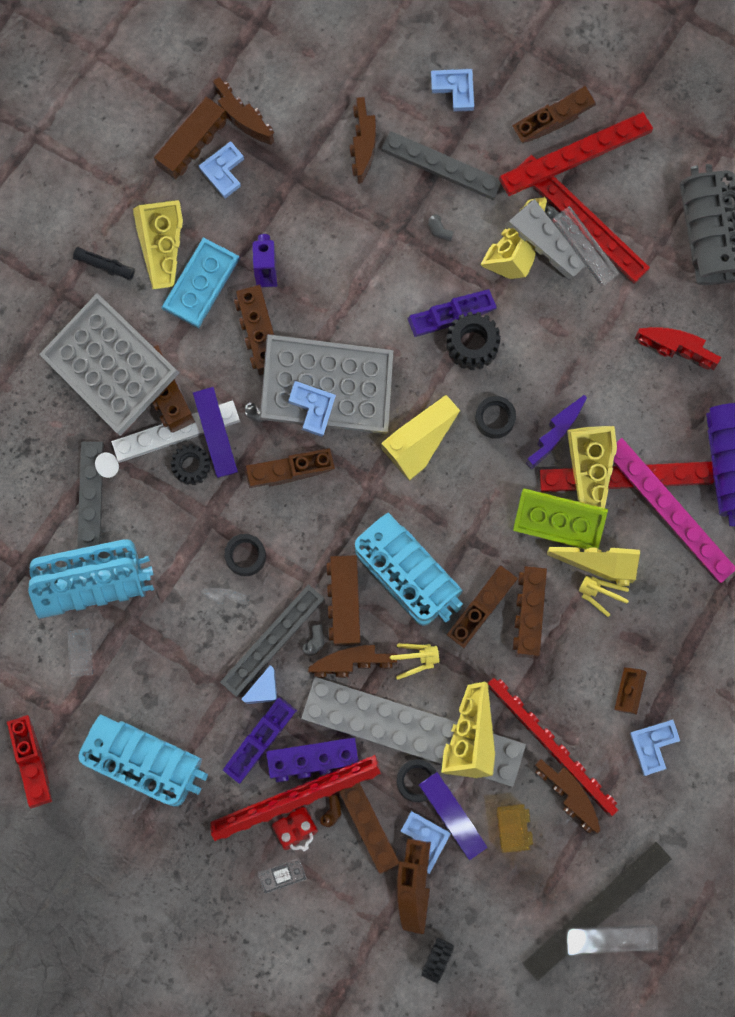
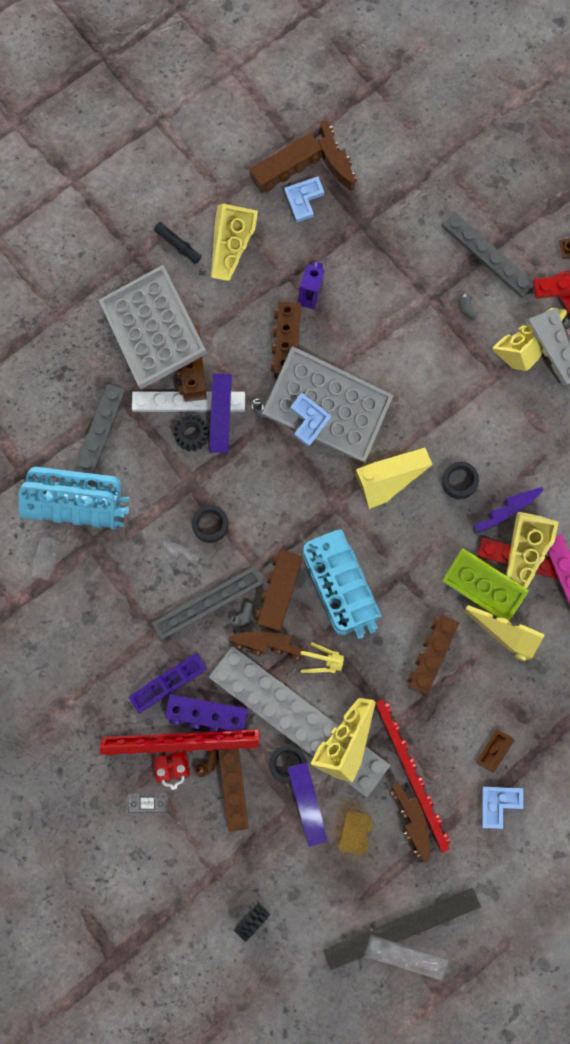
camera: 15 degrees right, 0 degrees up
(106, 465) = (121, 410): white sticker -> none
(144, 757) = (66, 663): medium azure piece -> none
(200, 282) = (252, 285): medium azure tile -> none
(264, 689) = (186, 641): light blue slope -> none
(289, 469) = (272, 465): reddish brown slope -> none
(364, 142) = (429, 213): reddish brown slope -> none
(411, 887) = (251, 852): reddish brown slope -> none
(424, 830) = (282, 817): light blue plate -> none
(443, 315) = (453, 381): dark purple slope -> none
(459, 83) = (525, 190): light blue plate -> none
(473, 324) = (468, 396): black tyre -> none
(482, 606) = (393, 636): reddish brown slope -> none
(592, 586) = (492, 651): light yellow plant -> none

